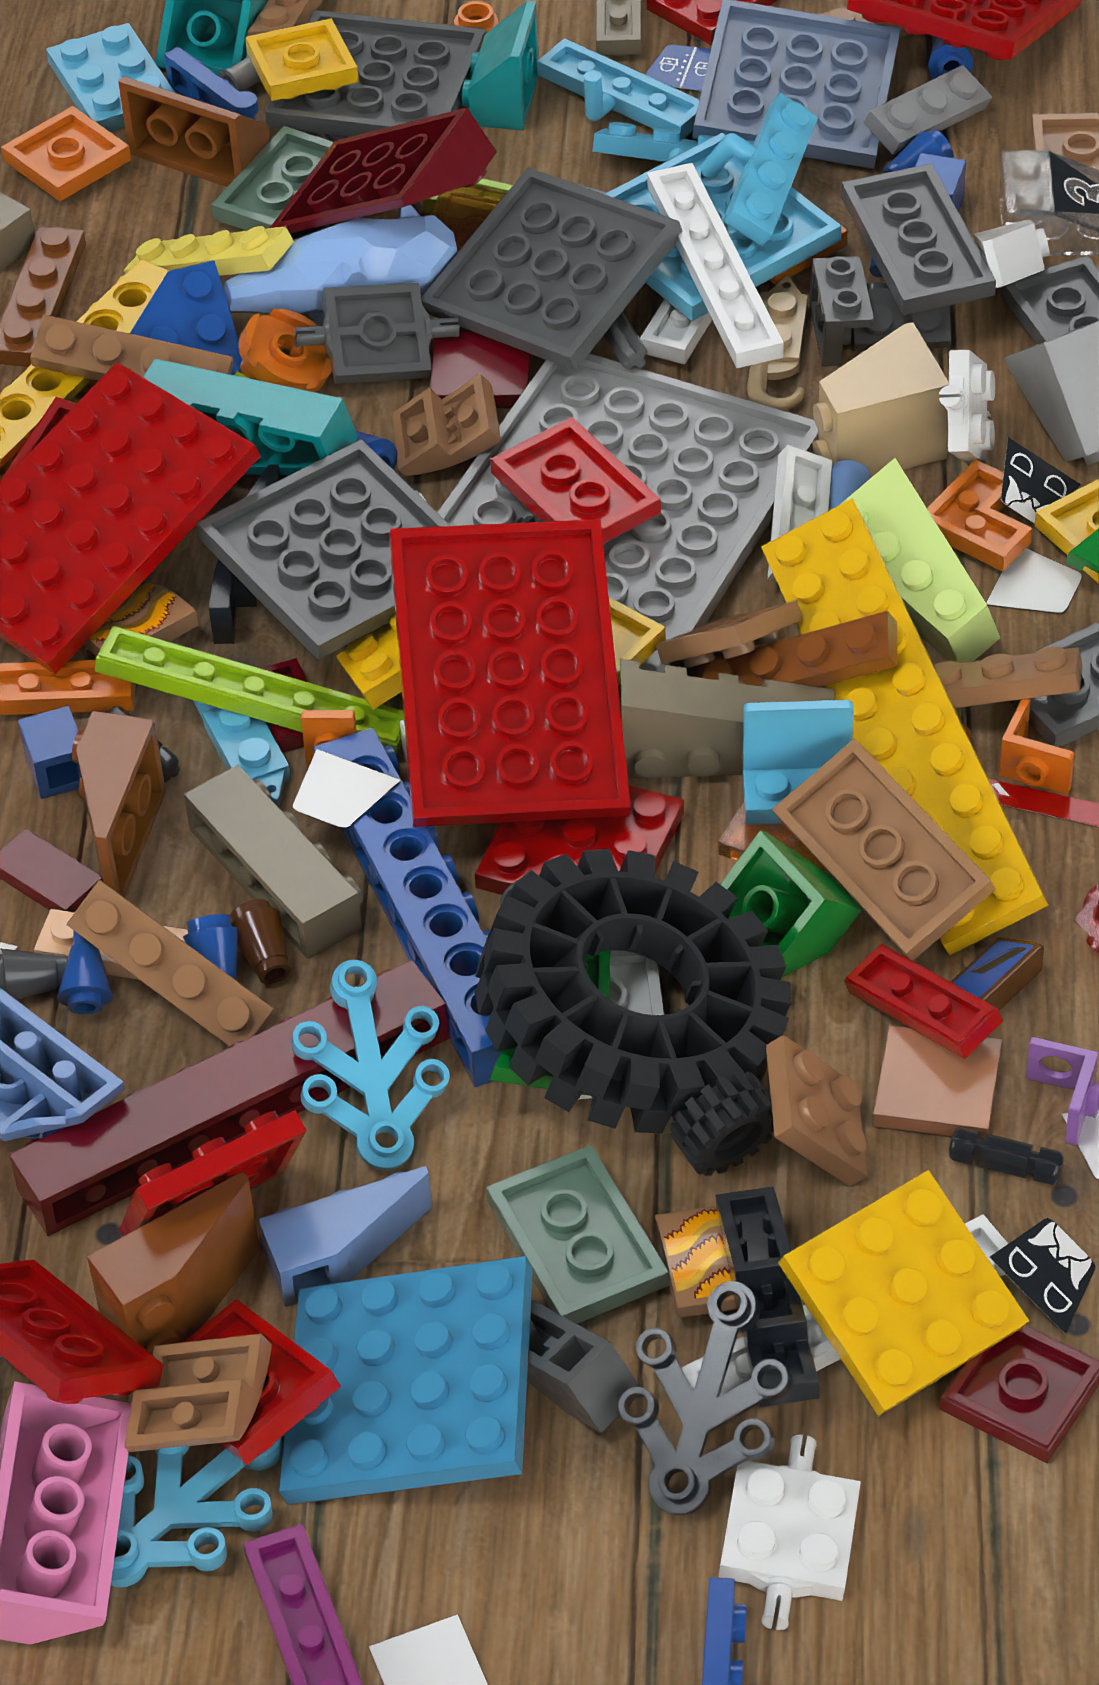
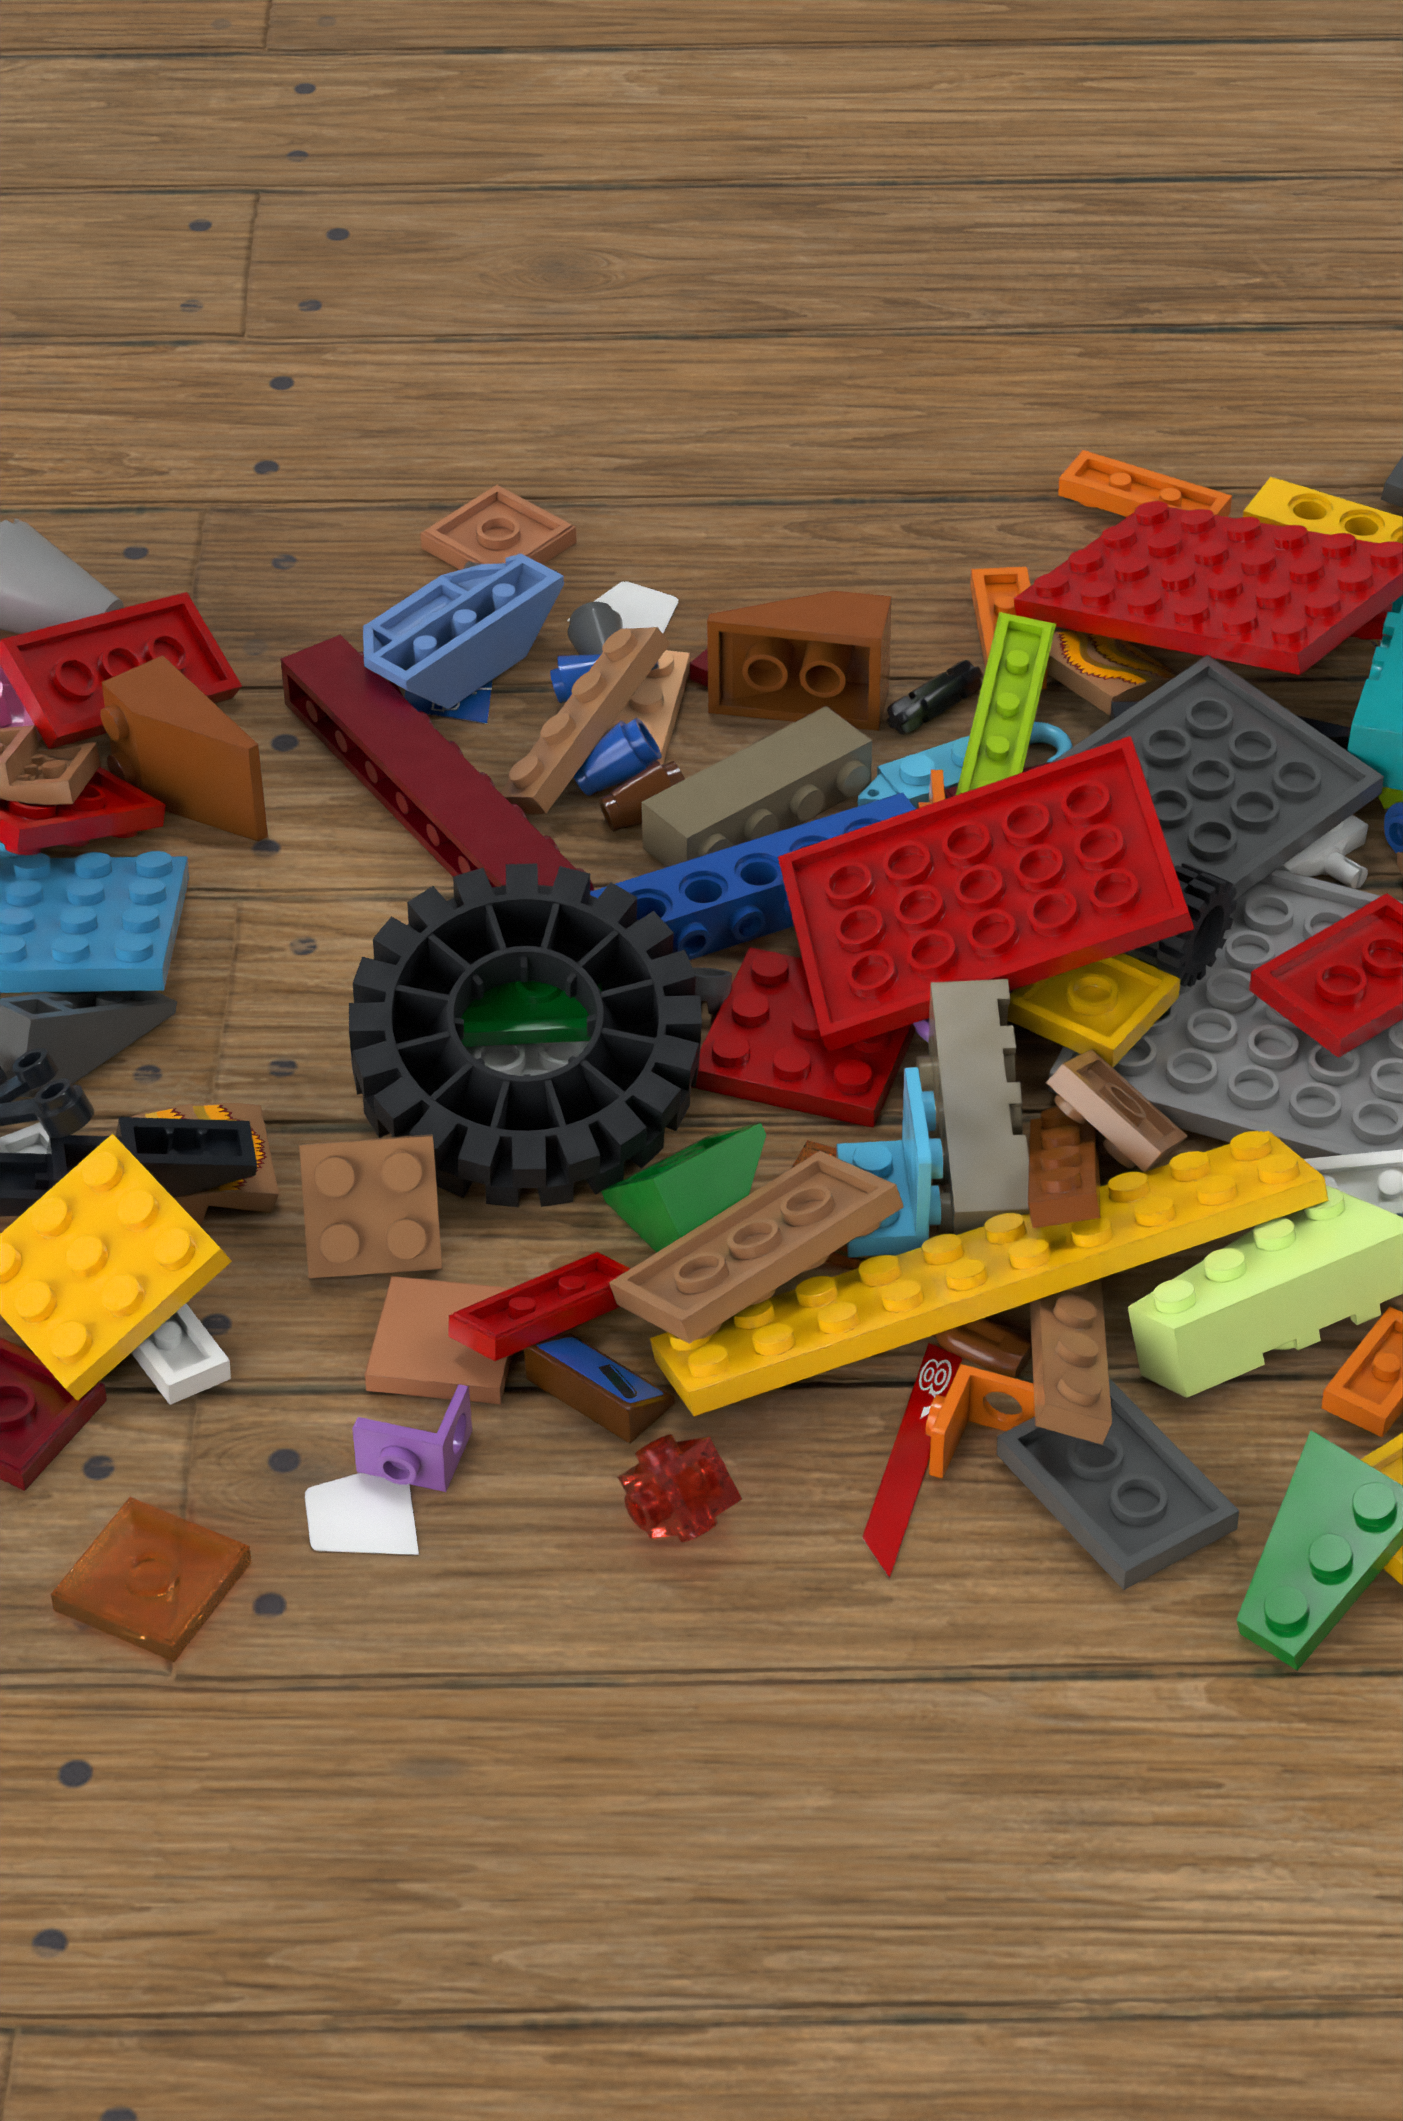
camera: 85 degrees right, 5 degrees down
(48, 751) = (918, 631): brick -> none
(259, 1154) = (279, 744): red plate -> none
(340, 789) = (833, 810): white sticker -> none
(341, 1233) = (241, 874): medium blue slope -> none
(370, 1073) = (381, 894): medium azure plant -> none
(577, 1236) = (237, 1044): sand green plate -> none
(724, 1123) = (345, 1110): black tyre -> none
(1006, 1155) = (330, 1397): black axle -> none
(1035, 584) = (1287, 1432): white sticker -> none
(1048, 1270) = (156, 1425): black sticker -> none

